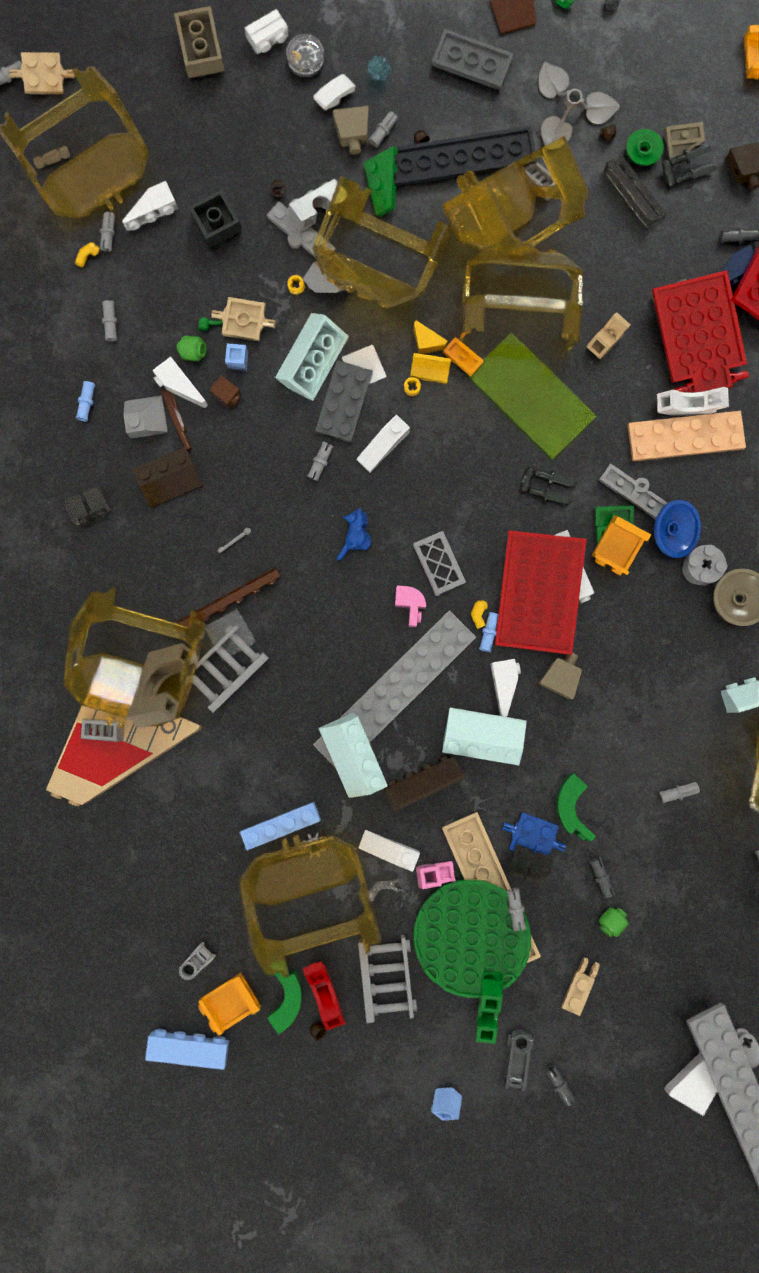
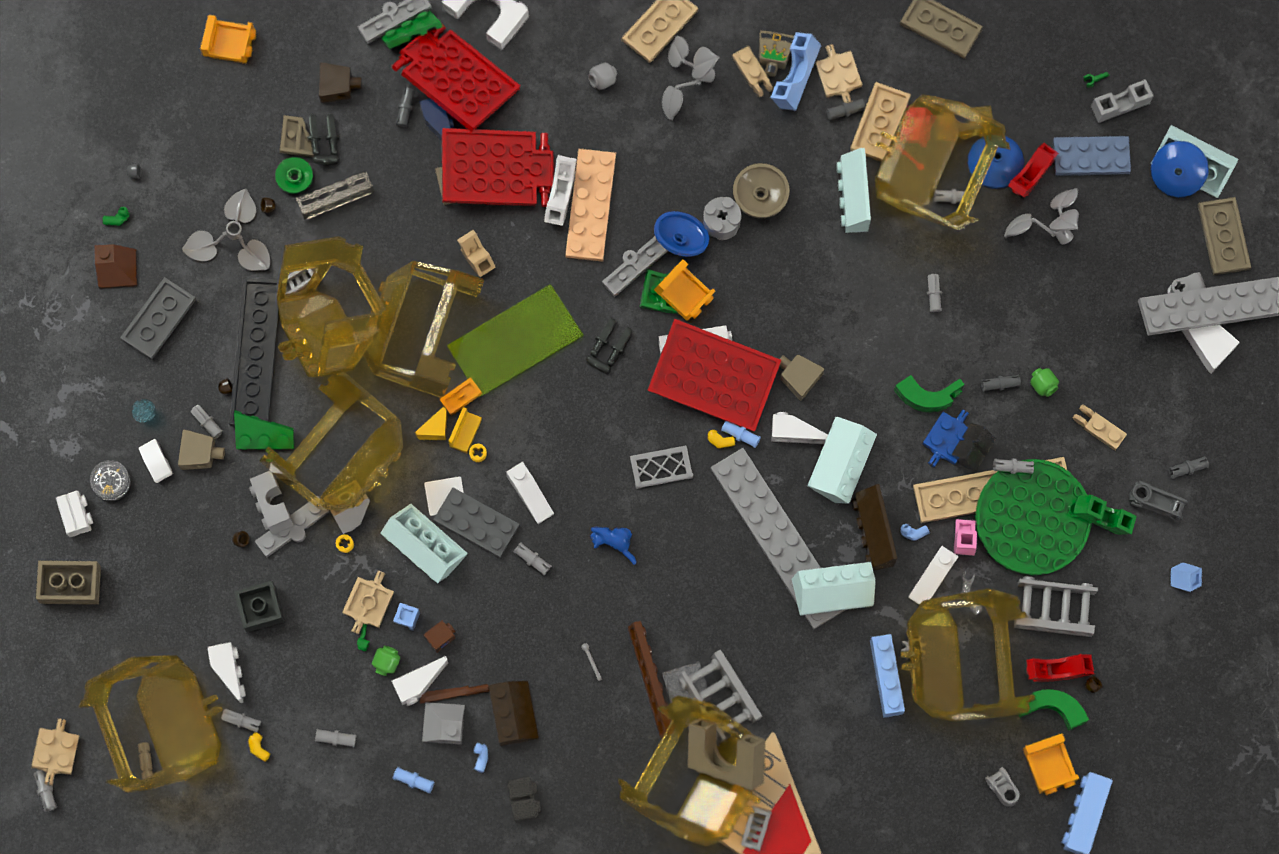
camera: 75 degrees left, 10 degrees down
(120, 460) = (482, 760): none -> light blue arm
(413, 599) = (692, 499): bright pink brick -> none
(428, 822) = (913, 534): none -> light blue arm

